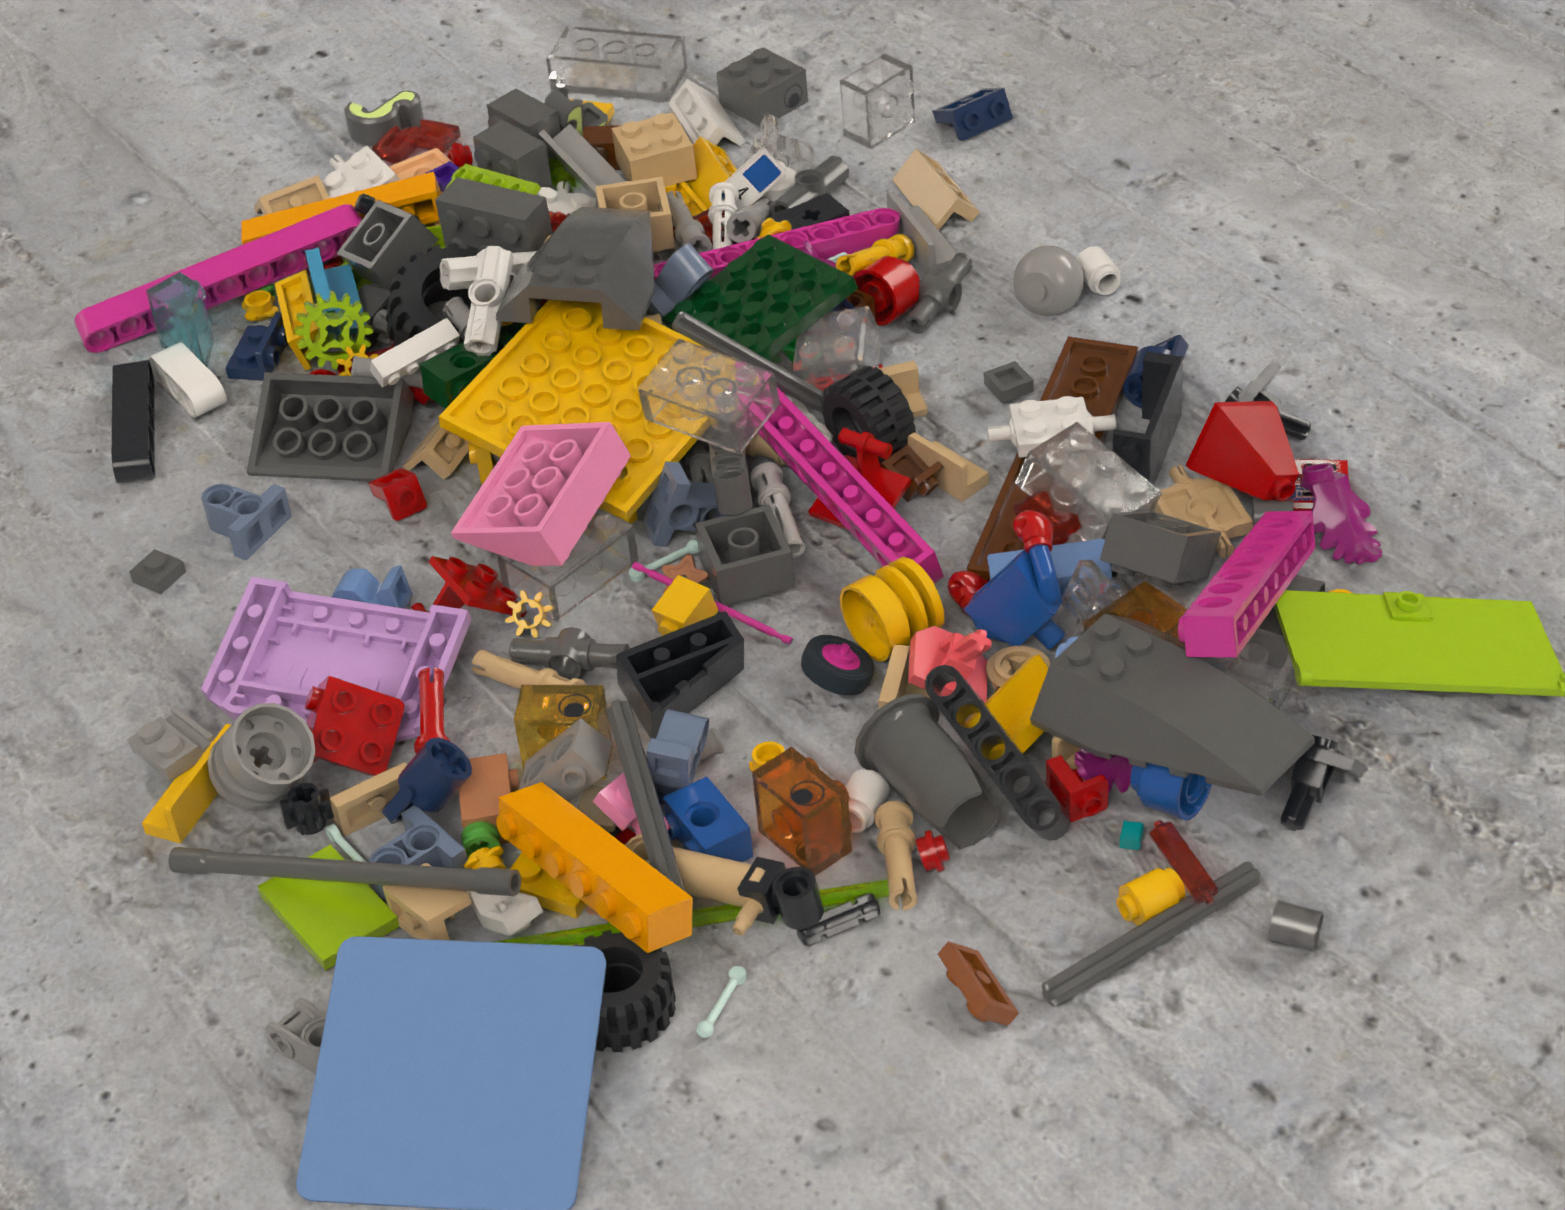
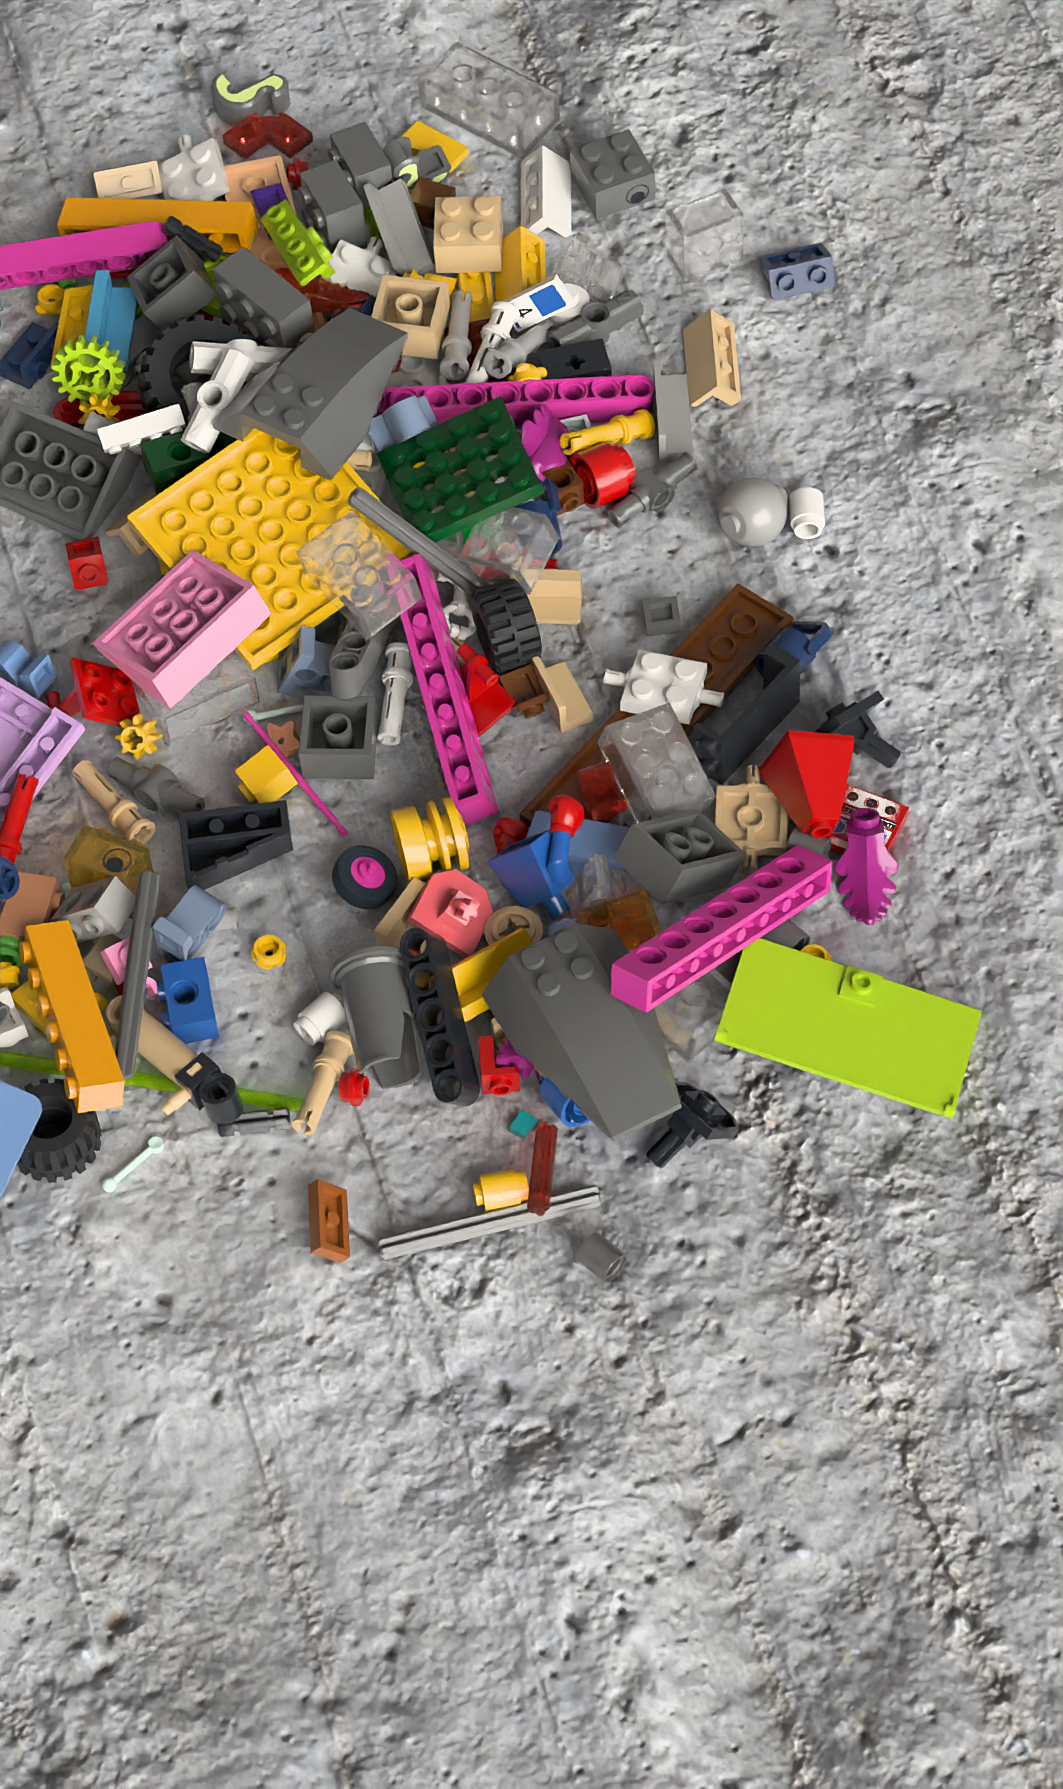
camera: 20 degrees right, 15 degrees up
(802, 810) = (264, 1017): clear orange brick -> none

